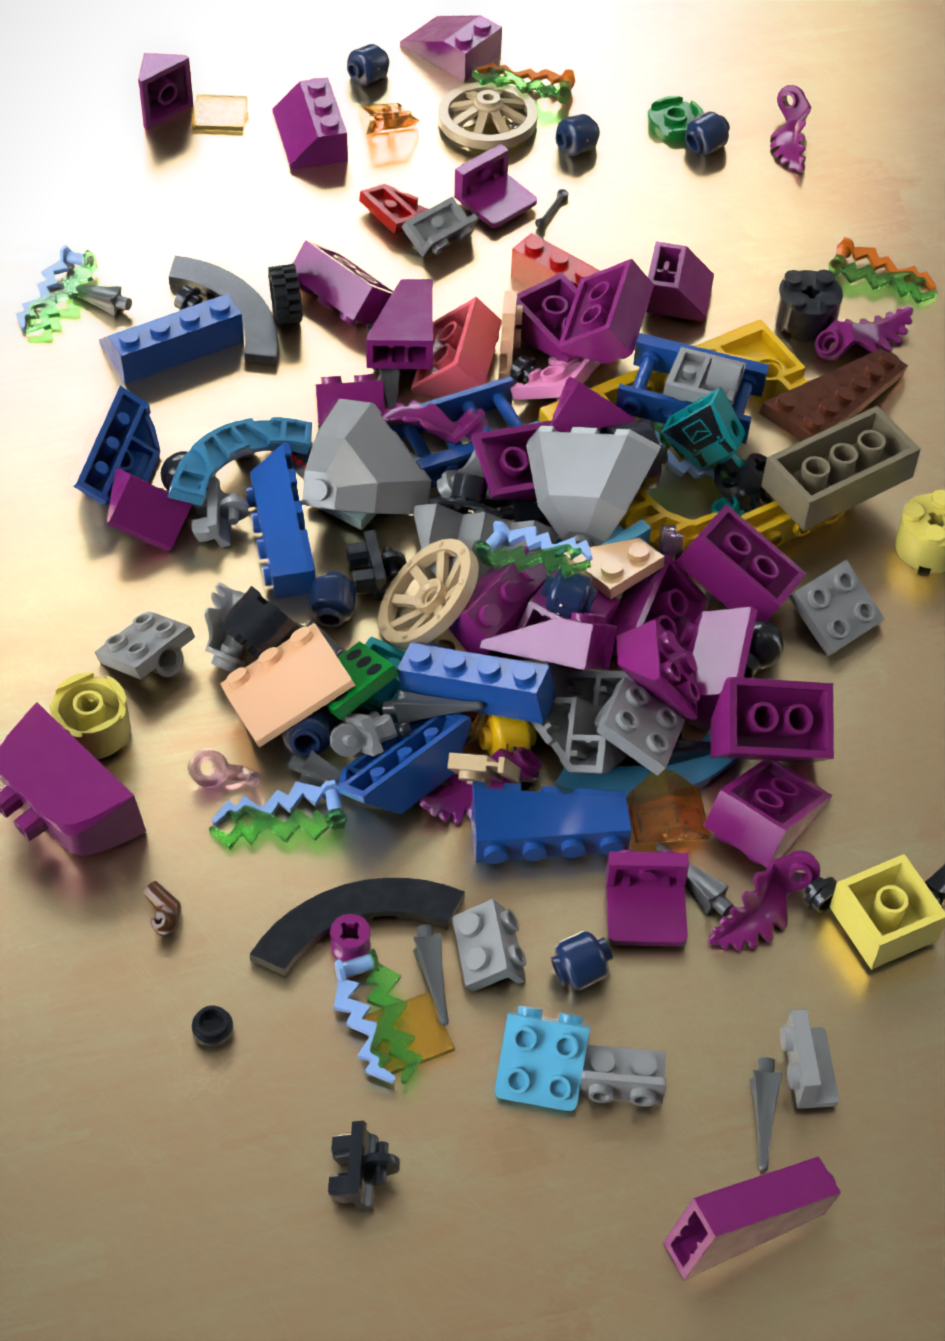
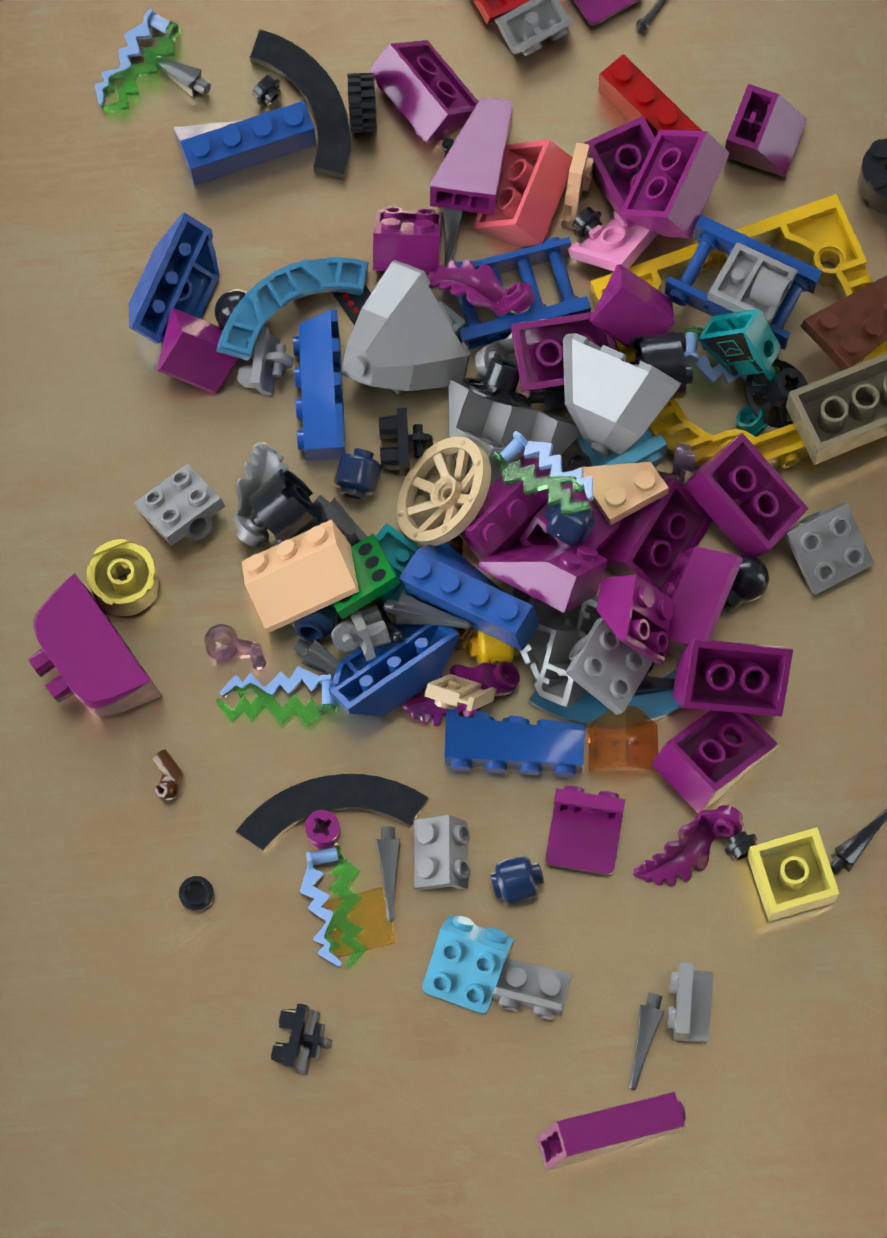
camera: 15 degrees right, 20 degrees up
(705, 888) = (641, 824): dark grey piece -> none

